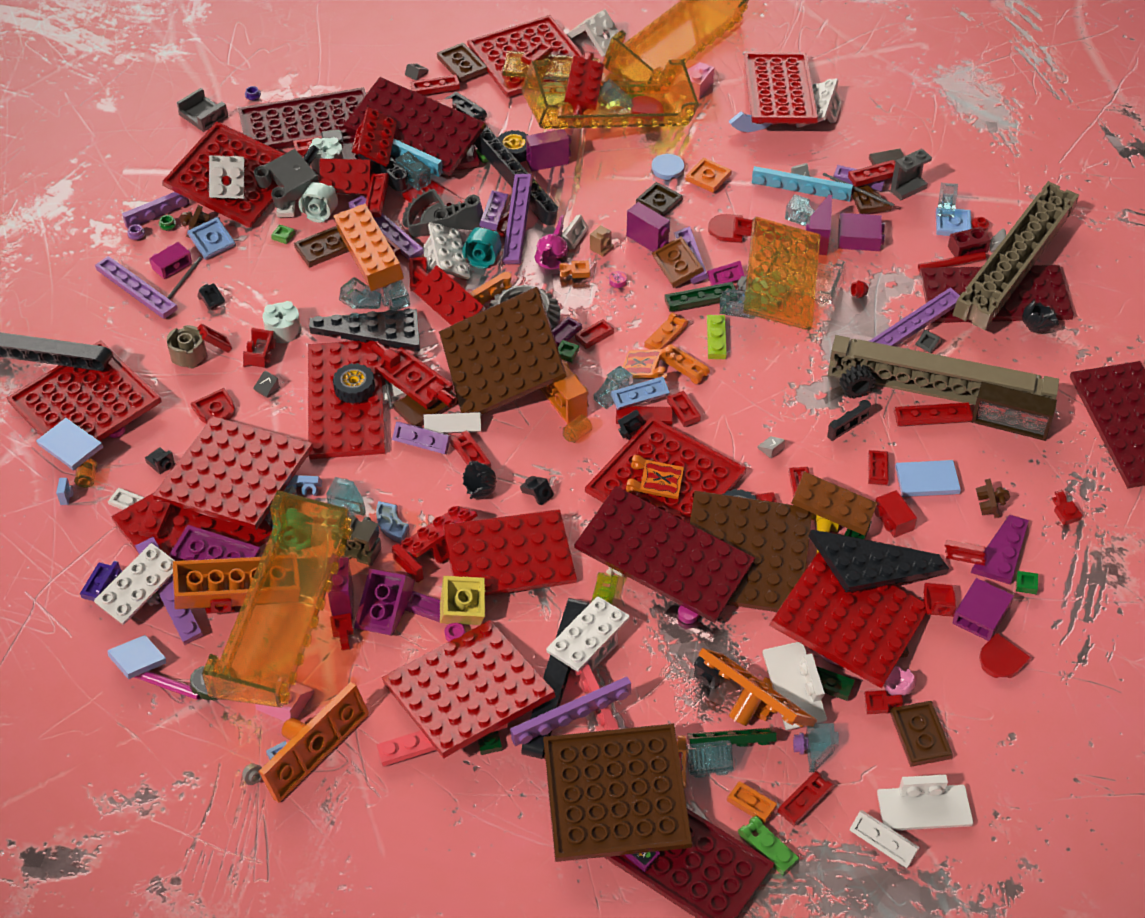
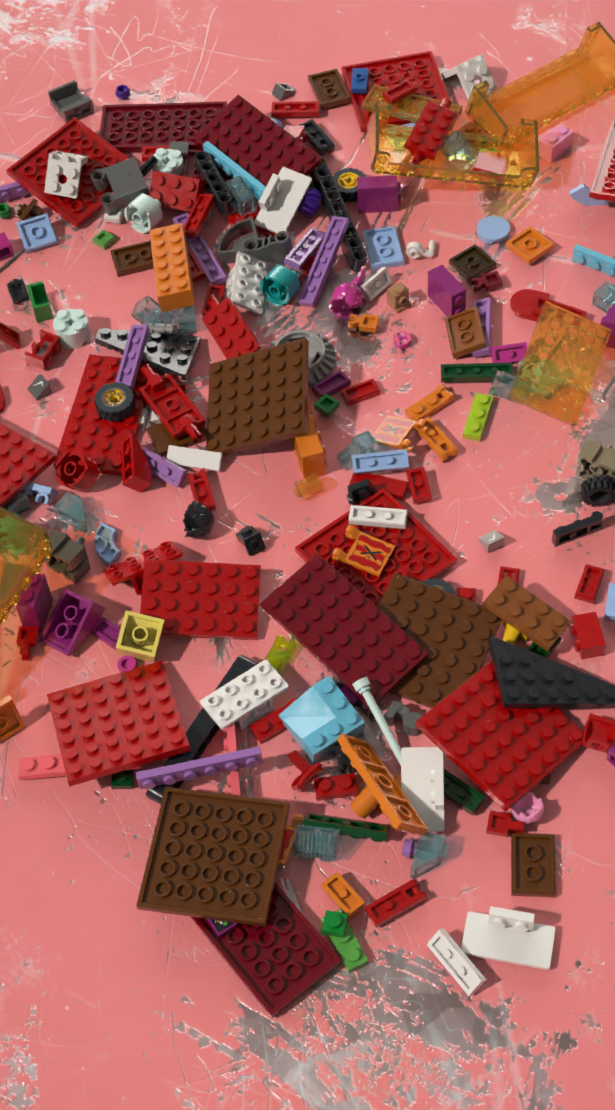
camera: 20 degrees right, 5 degrees up
(237, 304) = (40, 301): none -> green panel
(338, 455) = (76, 471): none -> red brick
(358, 335) = (133, 355): none -> medium lavender plate
(375, 137) = (213, 156): red bracket -> none
(375, 306) = (163, 328): none -> light grey axle
(396, 440) = (135, 467): none -> red slope
(409, 564) = (106, 588): red tile -> none
(457, 168) = (281, 199): none -> white bracket
(482, 166) = (310, 202): none -> dark purple gear
(490, 50) = (359, 80): none -> blue plate
(492, 288) = (276, 328): orange plate -> none
(568, 198) = (383, 247): none -> light blue tile
(601, 195) = (415, 250): none -> white plate
(626, 654) = (269, 725): none -> red plate
(657, 443) = (378, 517): none -> white tile
(671, 642) = (321, 718): none -> medium azure slope
(675, 696) = (307, 770): none -> red piece
(681, 212) = (488, 281): none -> dark red plate
(705, 602) = (363, 687): none -> light aqua piece
(705, 703) = (335, 786): none -> red plate
(756, 830) = (334, 923): none -> green plate
(757, 626) = (399, 711): none -> dark grey leg

